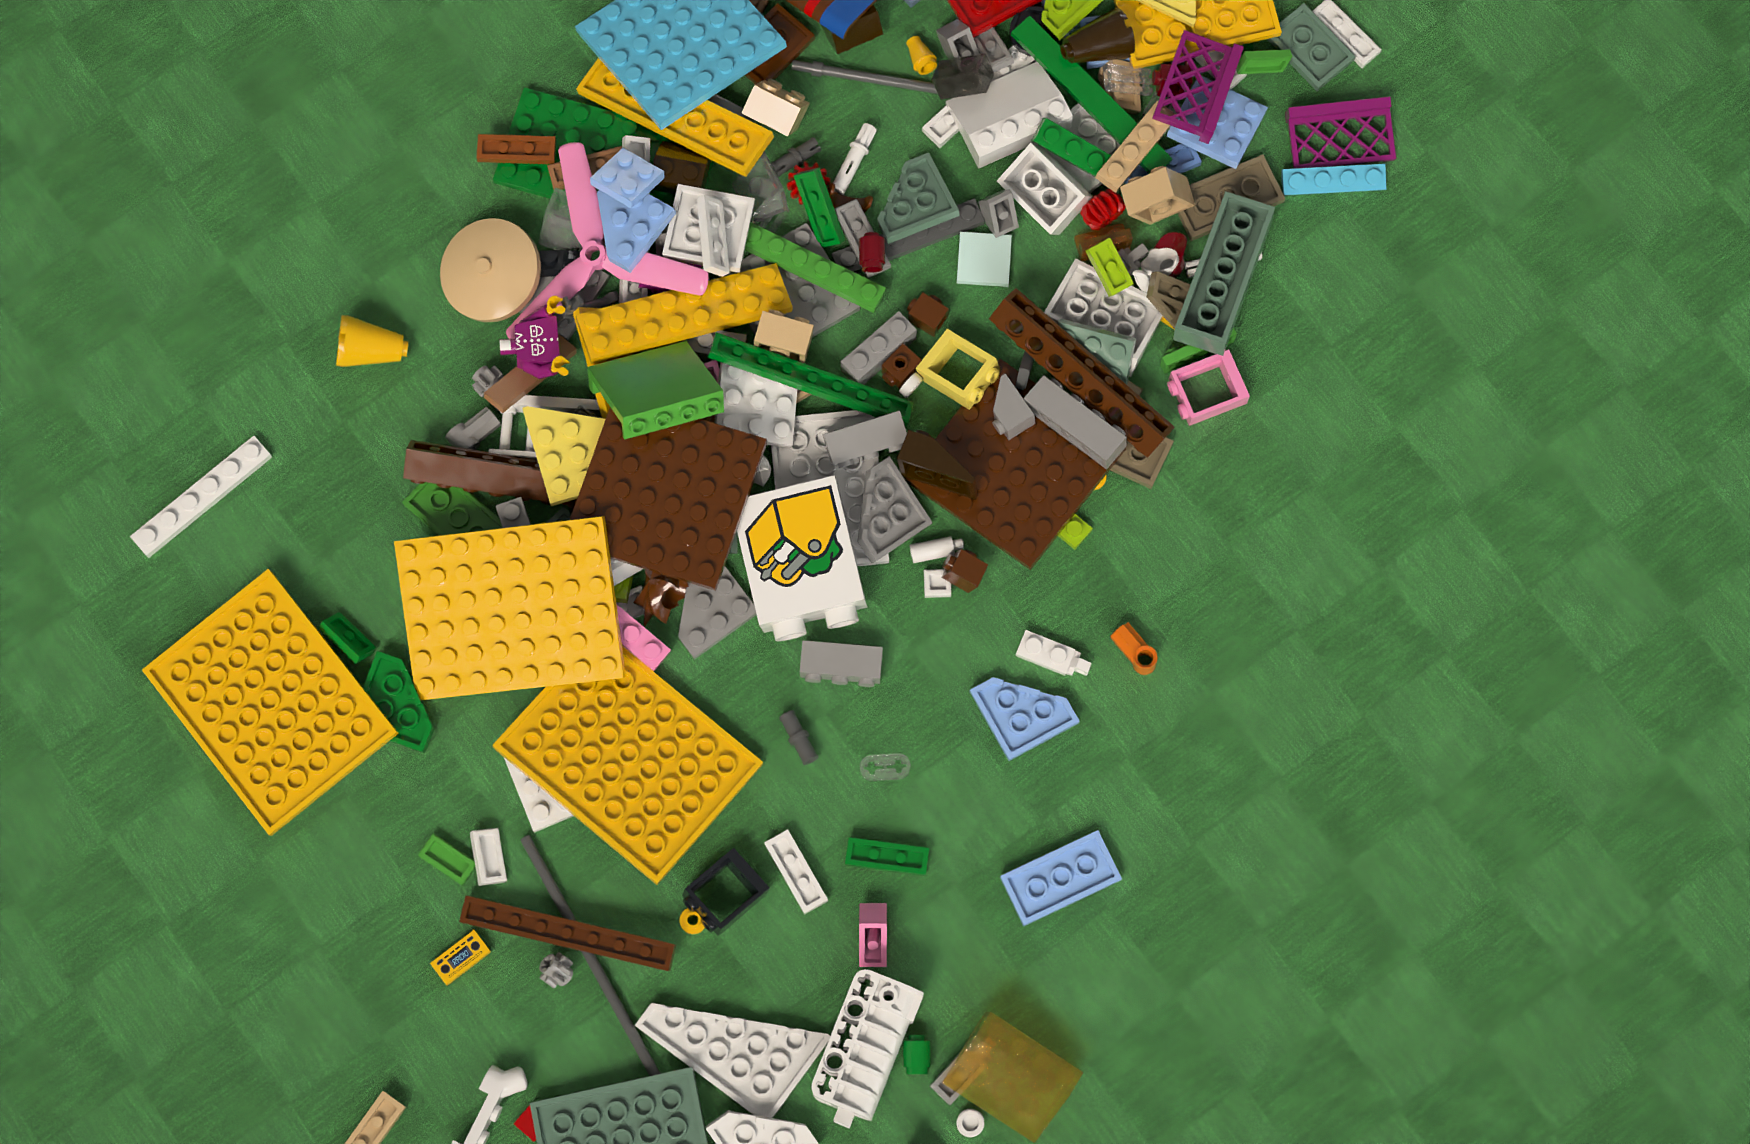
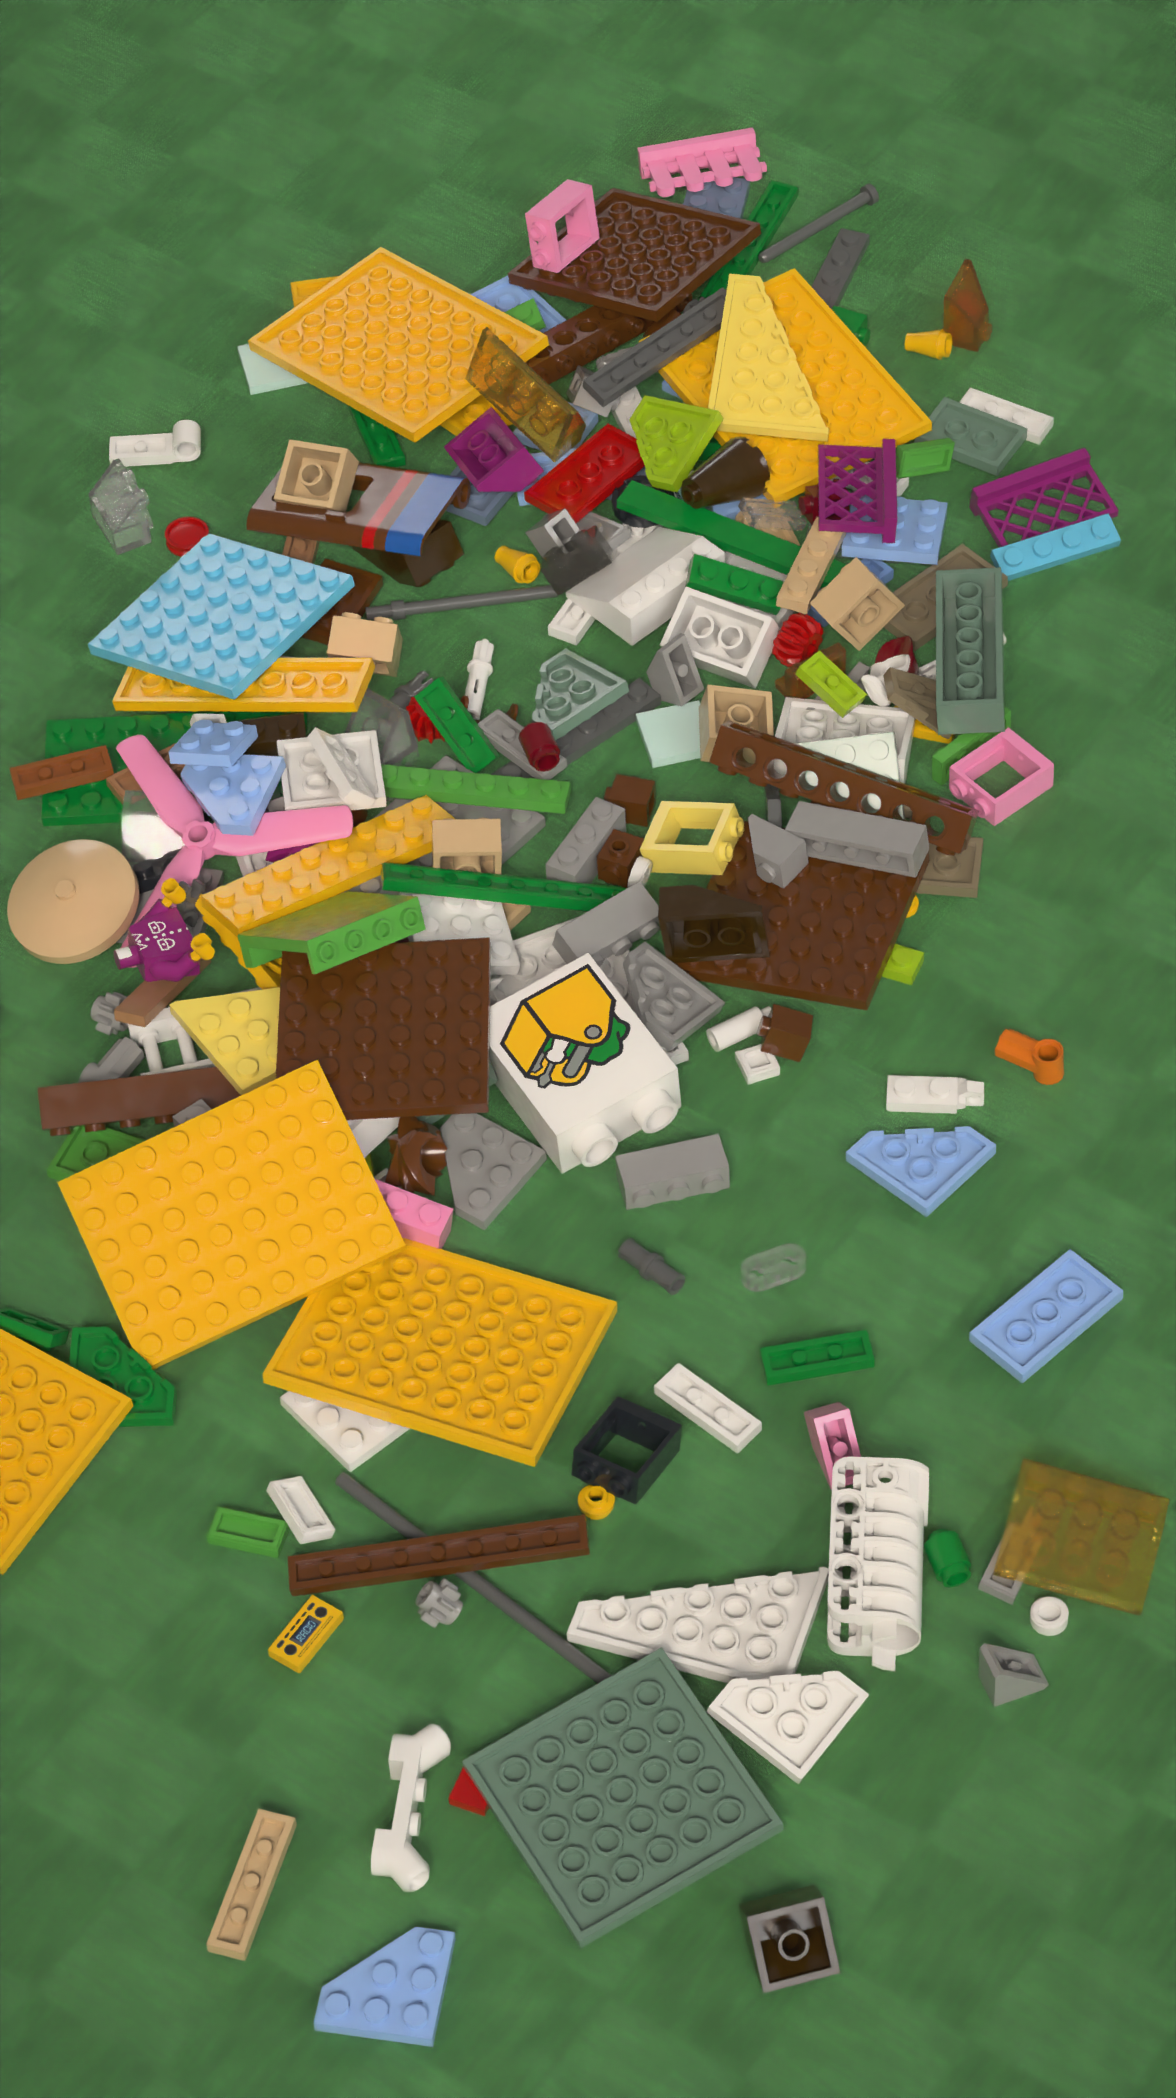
camera: 15 degrees left, 25 degrees down
(1030, 272) = (739, 705): none -> tan brick

